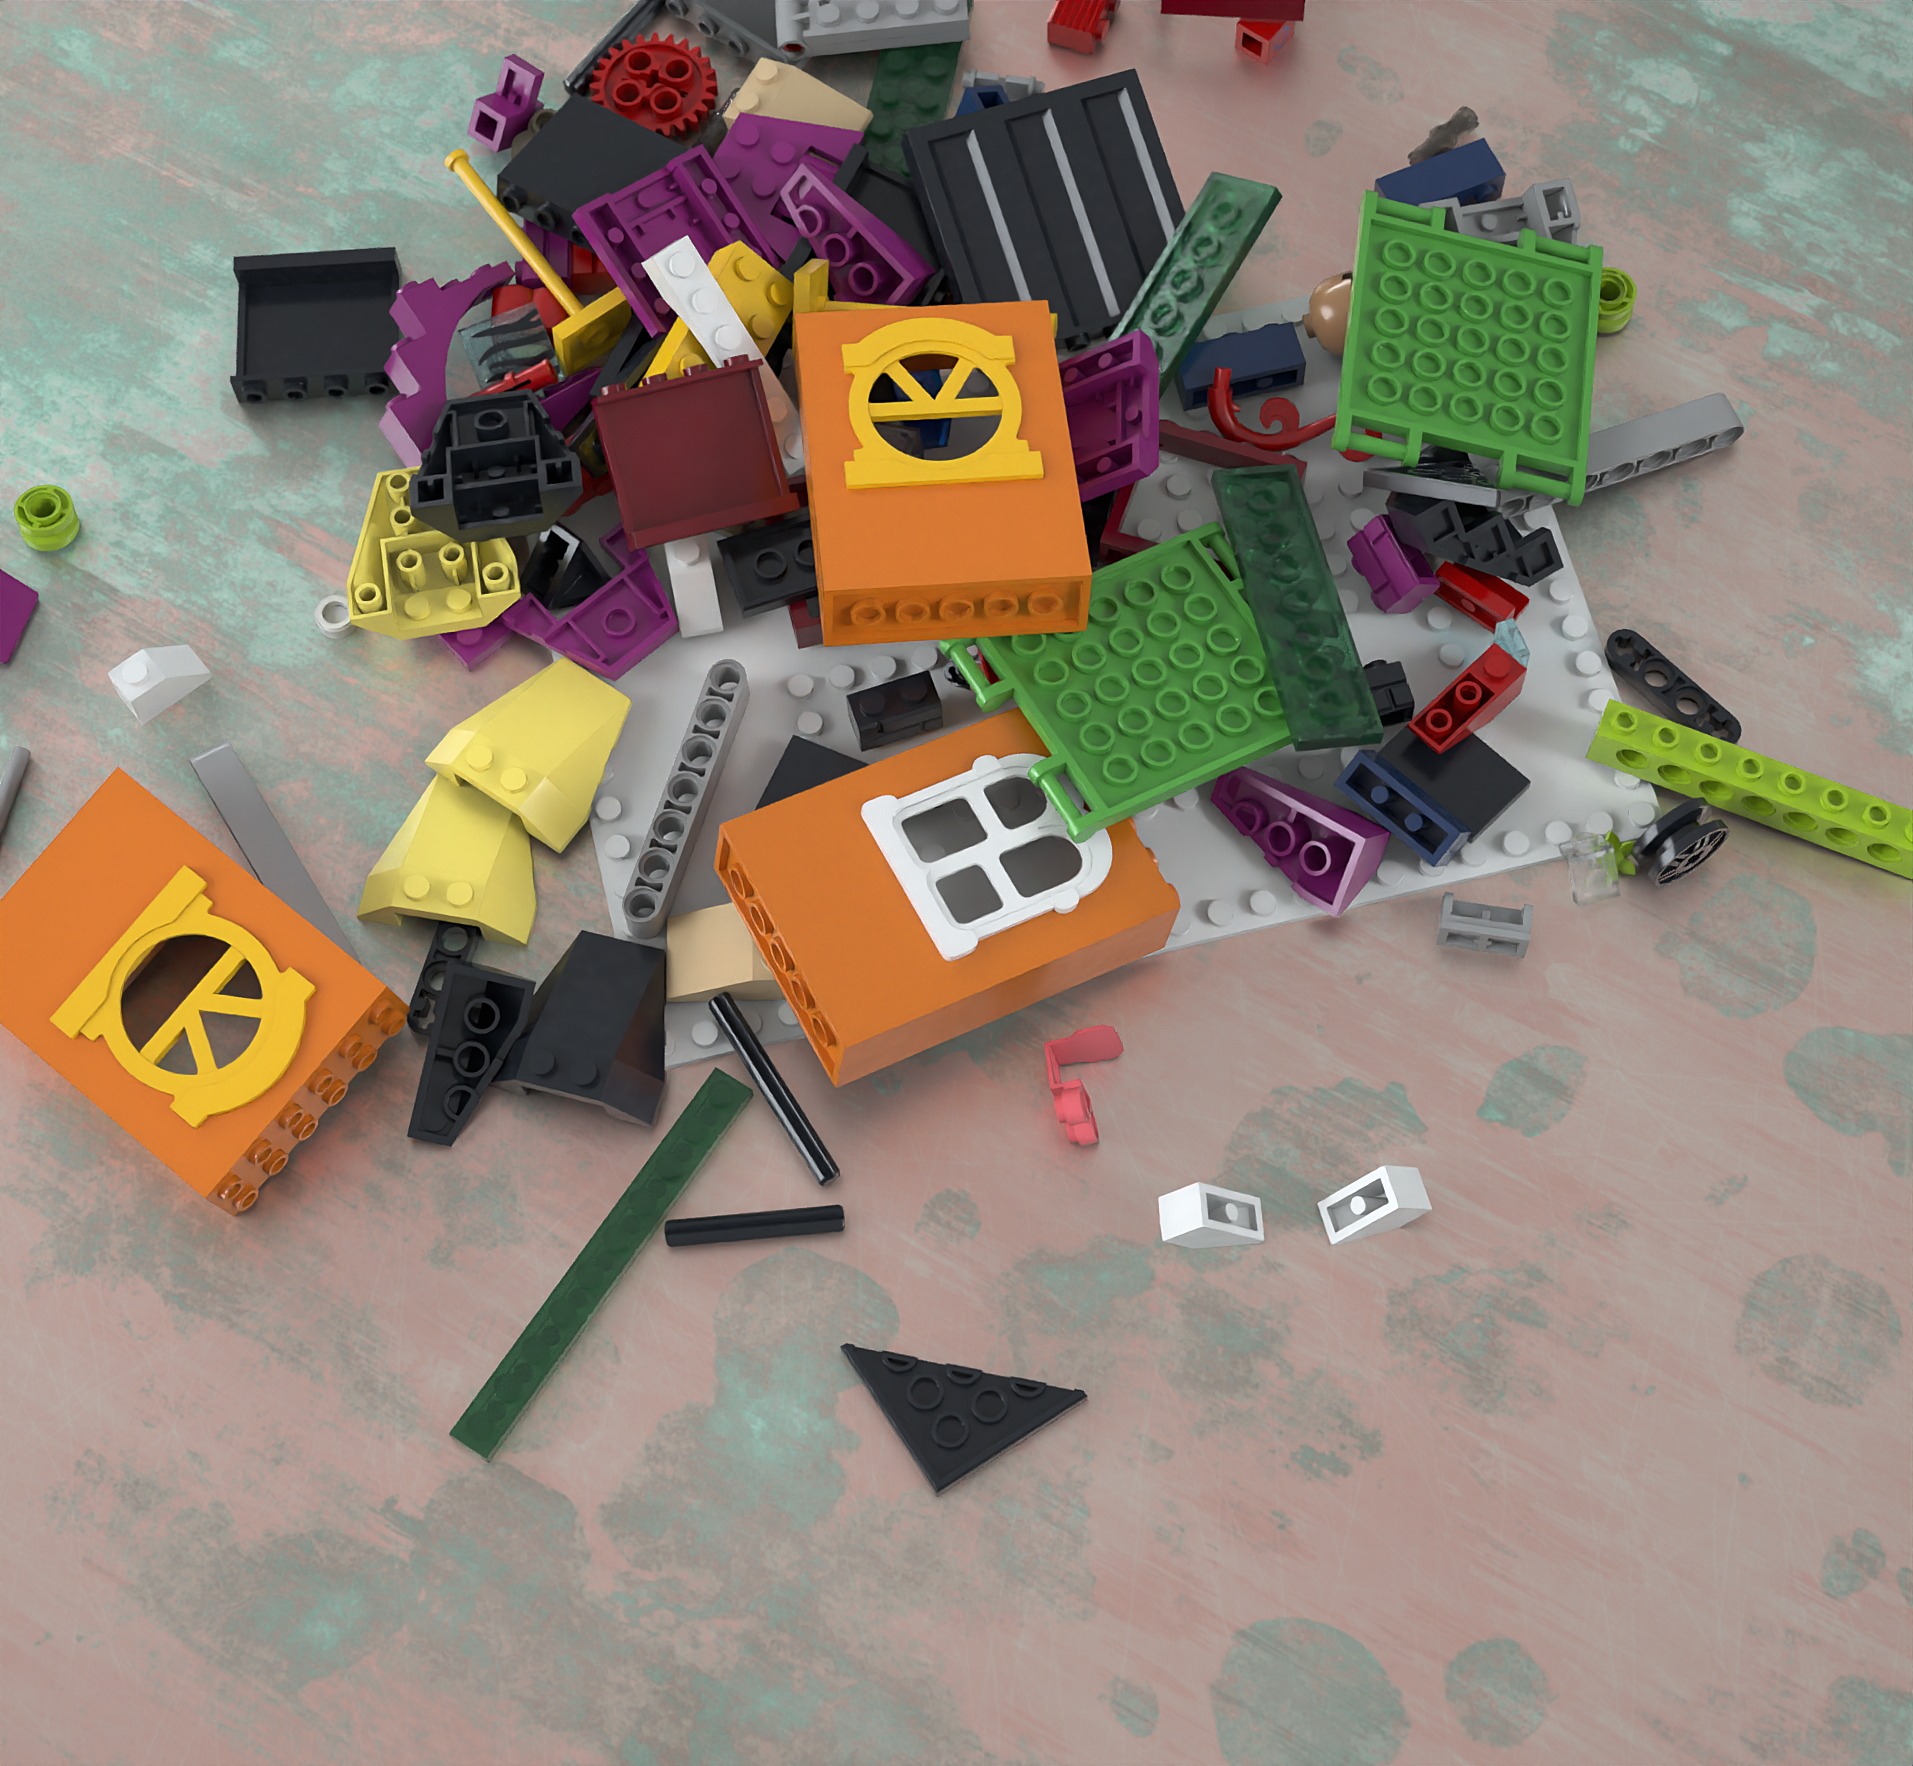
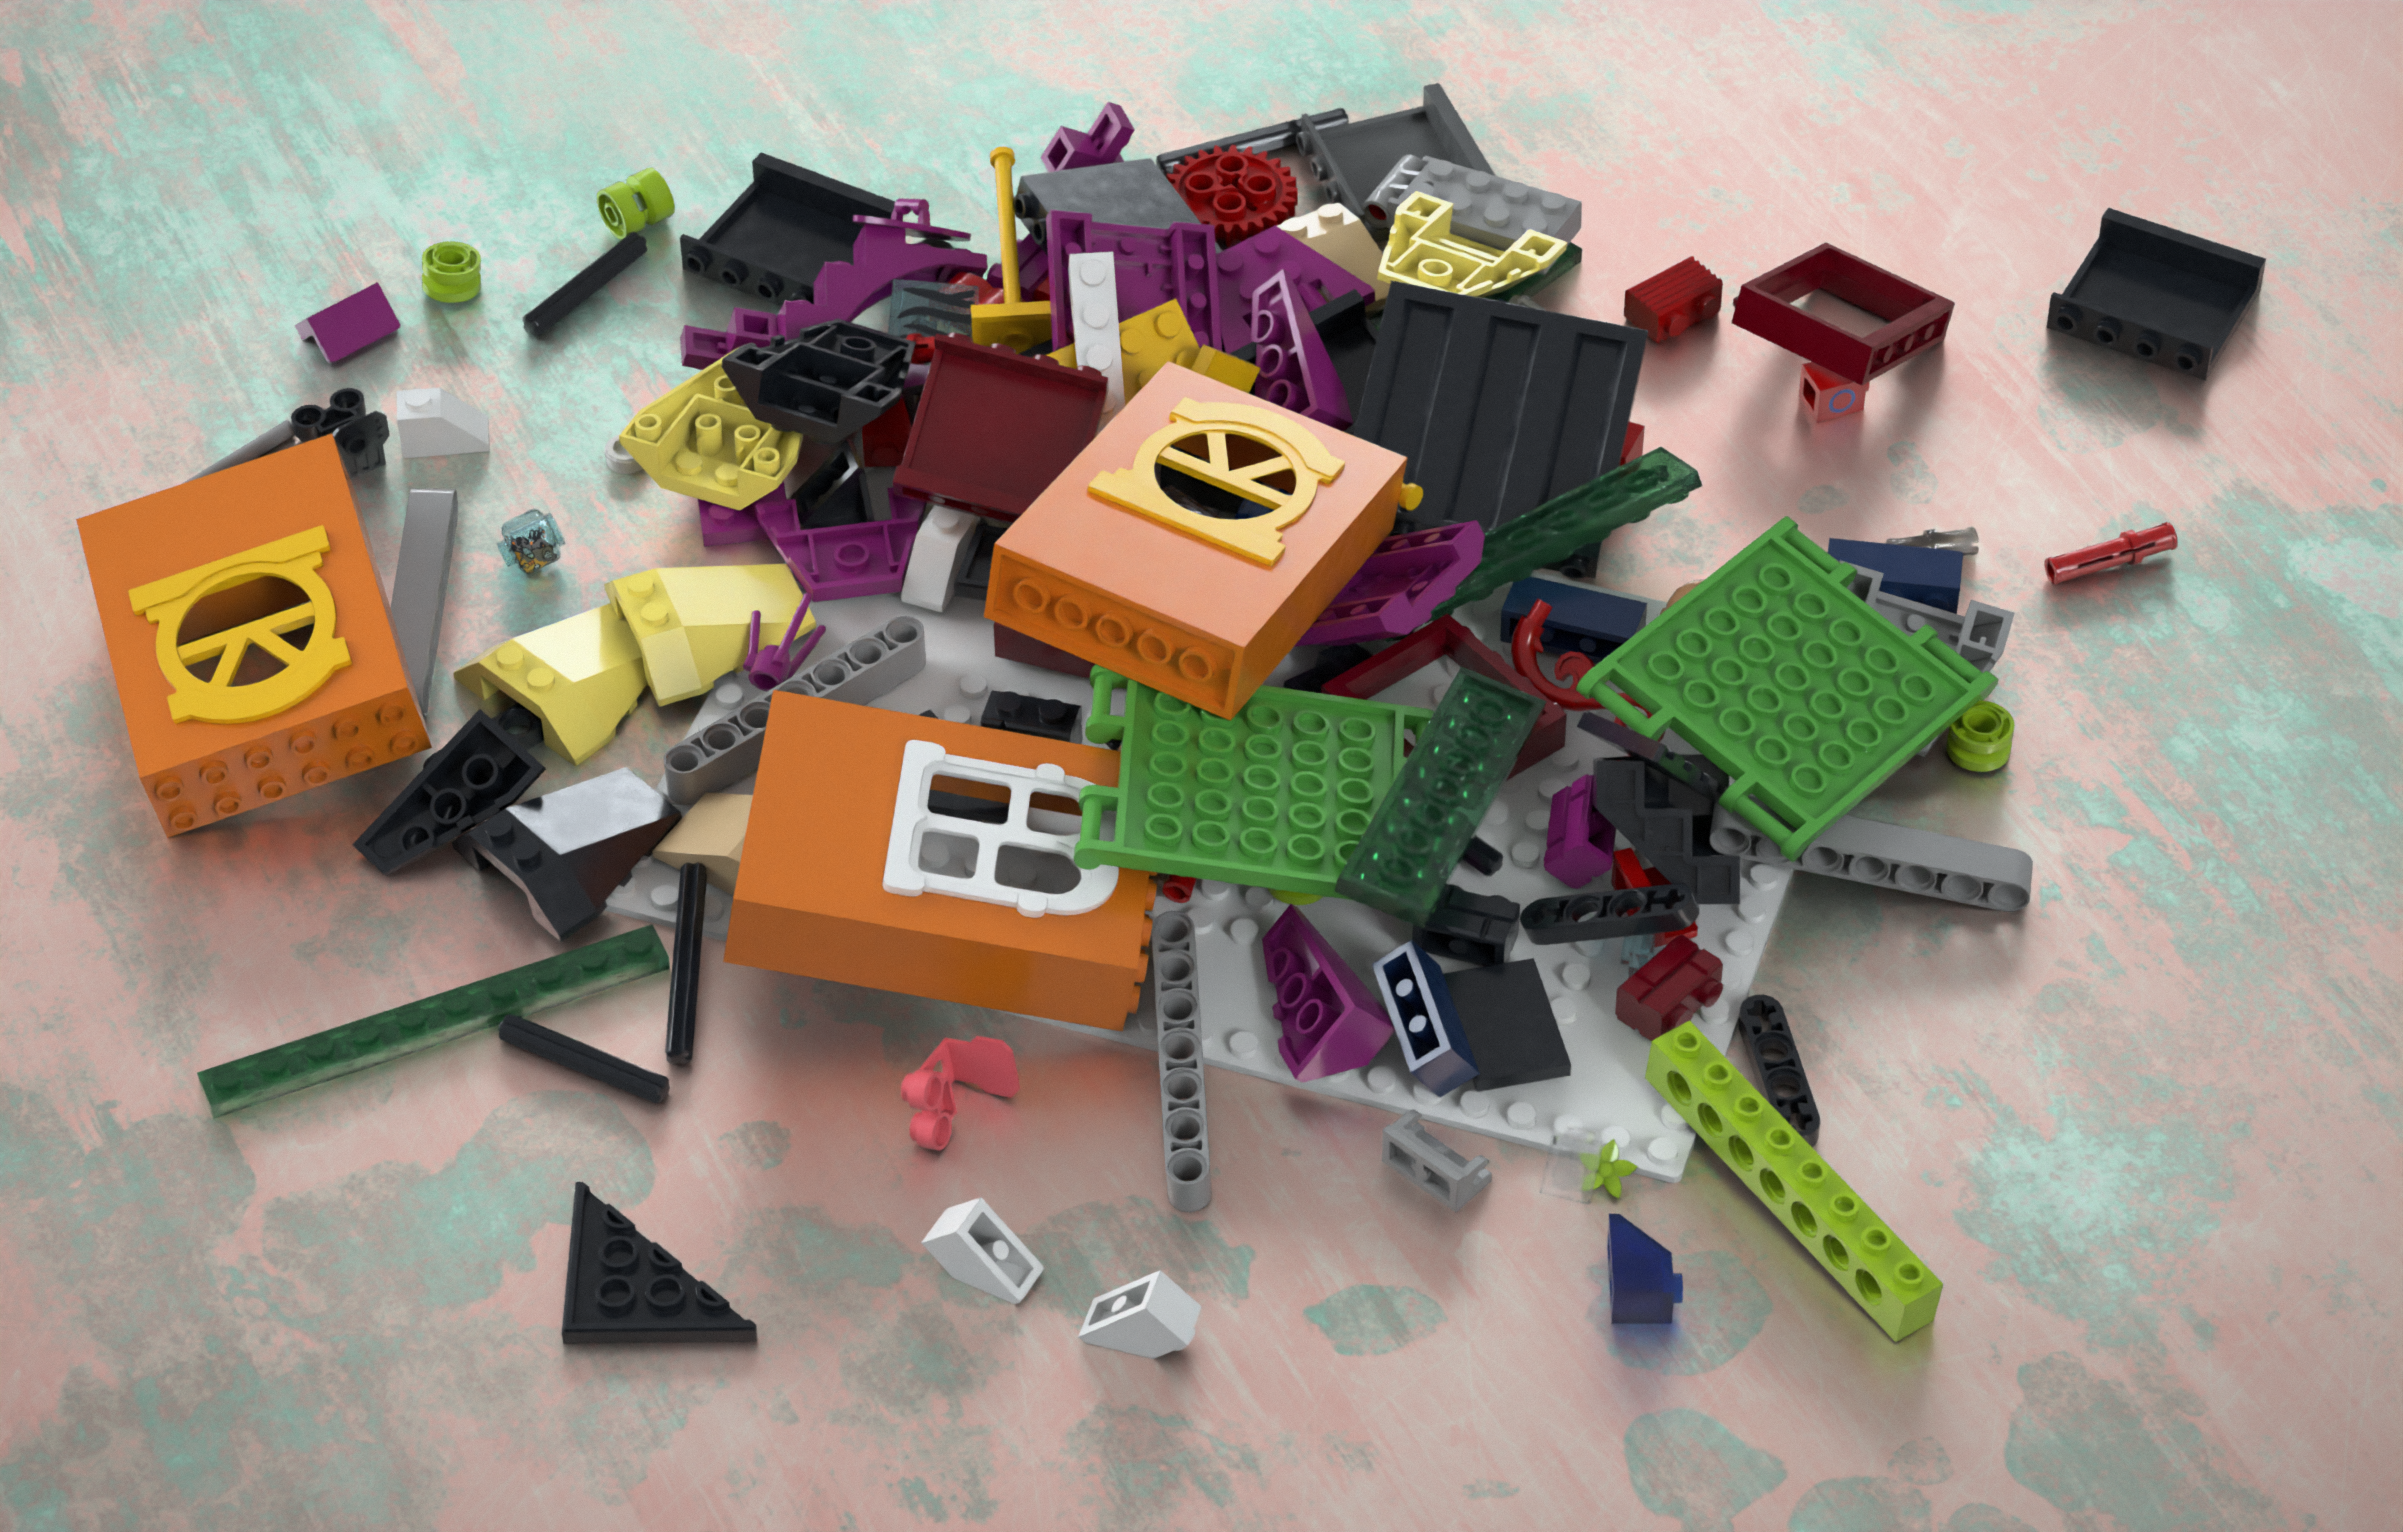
camera: 30 degrees right, 20 degrees down
(73, 731) = (356, 434): none -> black piece
(158, 363) = (638, 201): none -> lime wheel
(170, 466) = (584, 284): none -> black axle
(329, 752) = (531, 541): none -> clear light blue head
(353, 472) = (705, 346): none -> magenta brick
(425, 268) = (919, 230): none -> magenta shield
(636, 765) = (773, 664): none -> magenta plant
(914, 77) = (1429, 256): none -> light yellow wedge
(1244, 971) = (1184, 1159): none -> light grey beam
(1470, 700) = (1561, 969): red slope -> none
(1472, 626) = (1662, 910): none -> black beam
(1556, 670) = (1669, 988): none -> dark red brick
(1587, 62) = (2127, 548): none -> red pin
(1680, 841) = (1669, 1175): black wheel -> none
(1706, 938) = (1639, 1276): none -> clear blue slope

